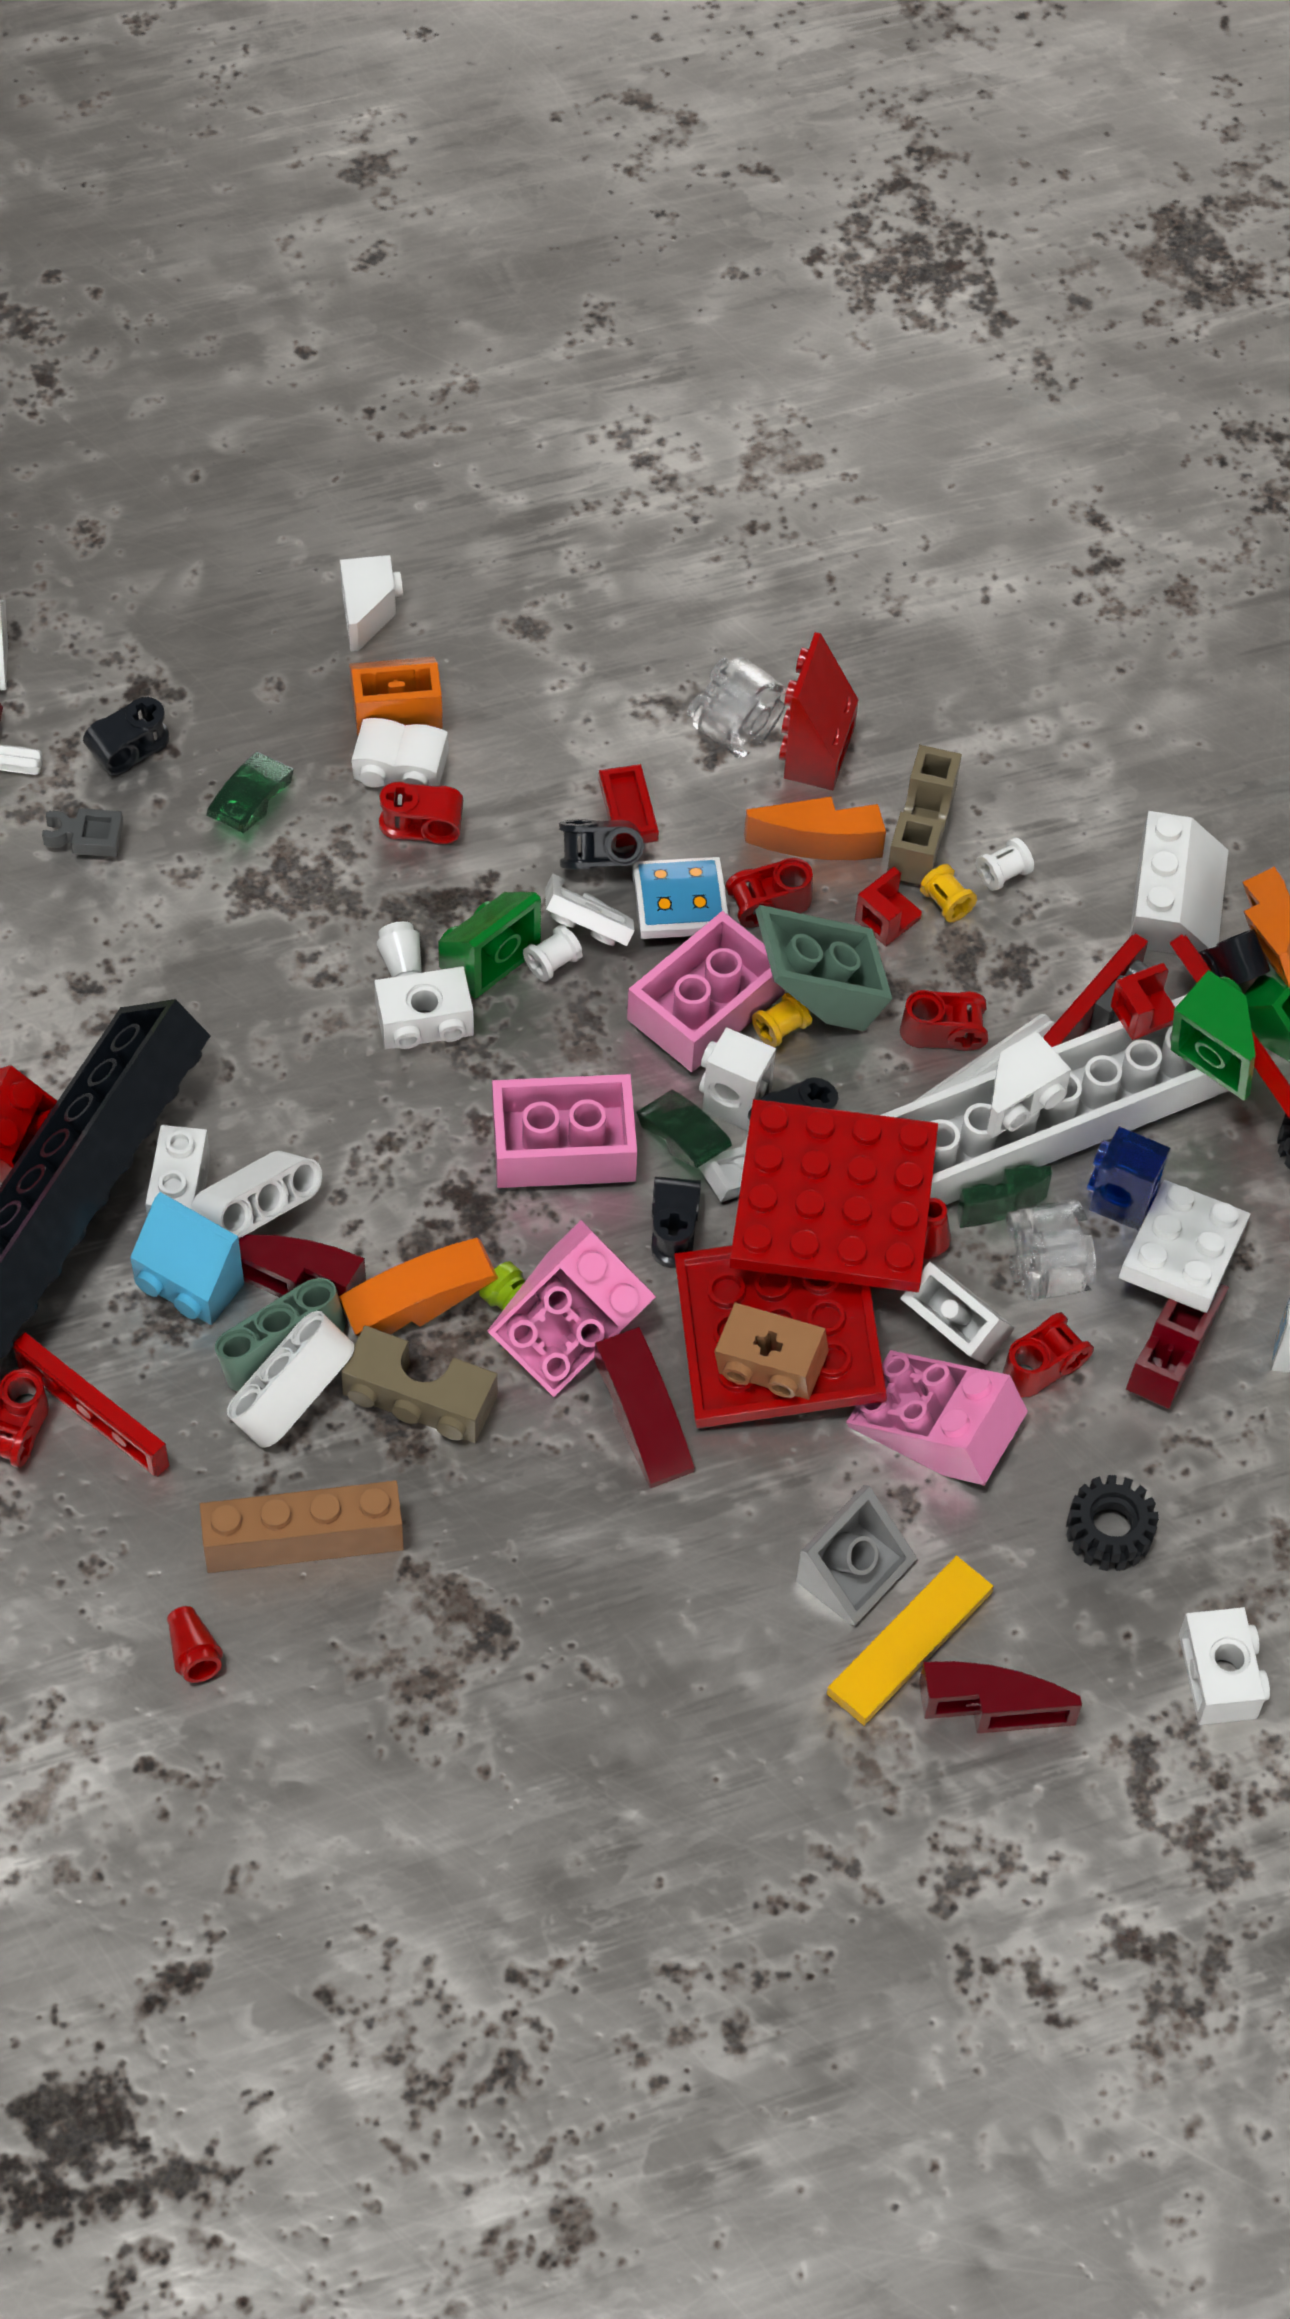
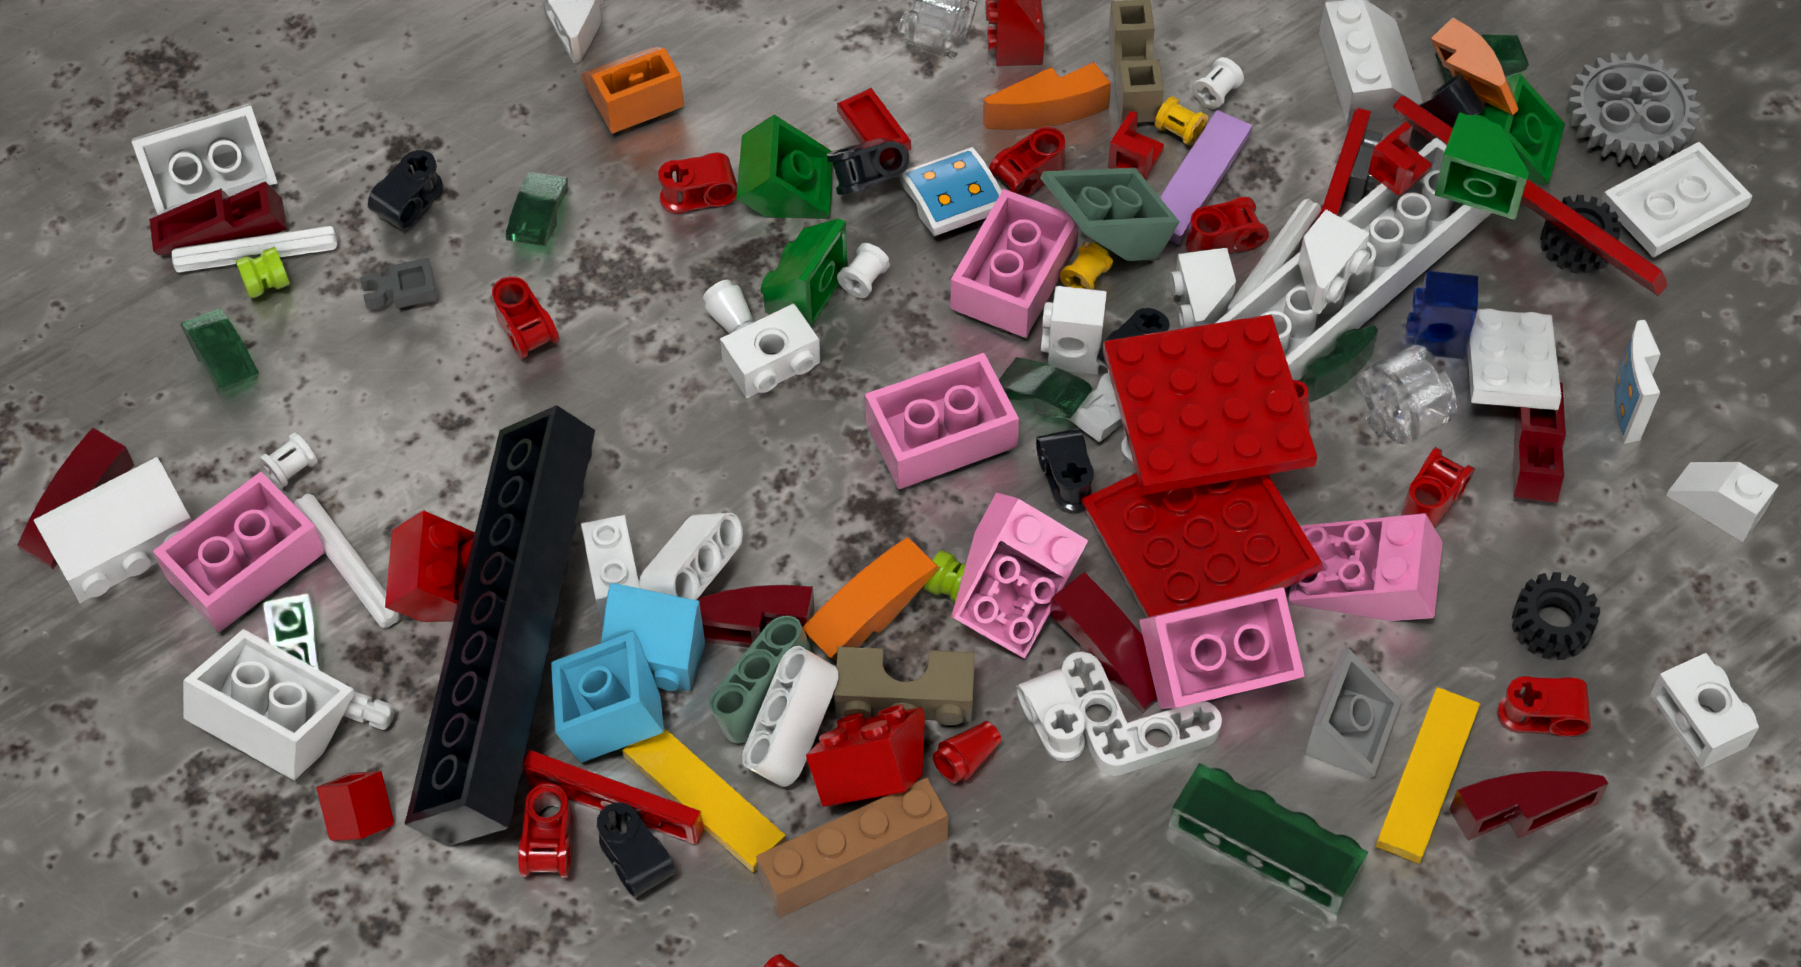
camera: 15 degrees left, 0 degrees up
(89, 1464) = (635, 855): none -> black piece
(118, 1305) = (605, 698): none -> medium azure slope
(180, 1425) = (692, 783): none -> yellow tile
(190, 904) = (524, 322): none -> red piece
(351, 1441) = (869, 755): none -> red slope
(399, 753) = (656, 137): white brick -> none
(454, 1469) = (965, 752): none -> red cone
(513, 827) = (784, 172): none -> green slope
(556, 1458) = (1054, 714): none -> white piece
(570, 908) = (867, 226): white wing -> none
(626, 1506) = (1131, 735): none -> white beam
(717, 1649) = (1268, 838): none -> clear green brick
(745, 1446) = (1221, 648): none -> bright pink brick
(771, 1351) = (1191, 544): medium nougat brick -> none
(896, 1073) = (1204, 286): none -> white slope
(950, 952) = (1204, 168): none -> lavender tile
(958, 1314) = (1352, 475): white brick -> none
(1065, 1610) = (1548, 706): none -> red piece

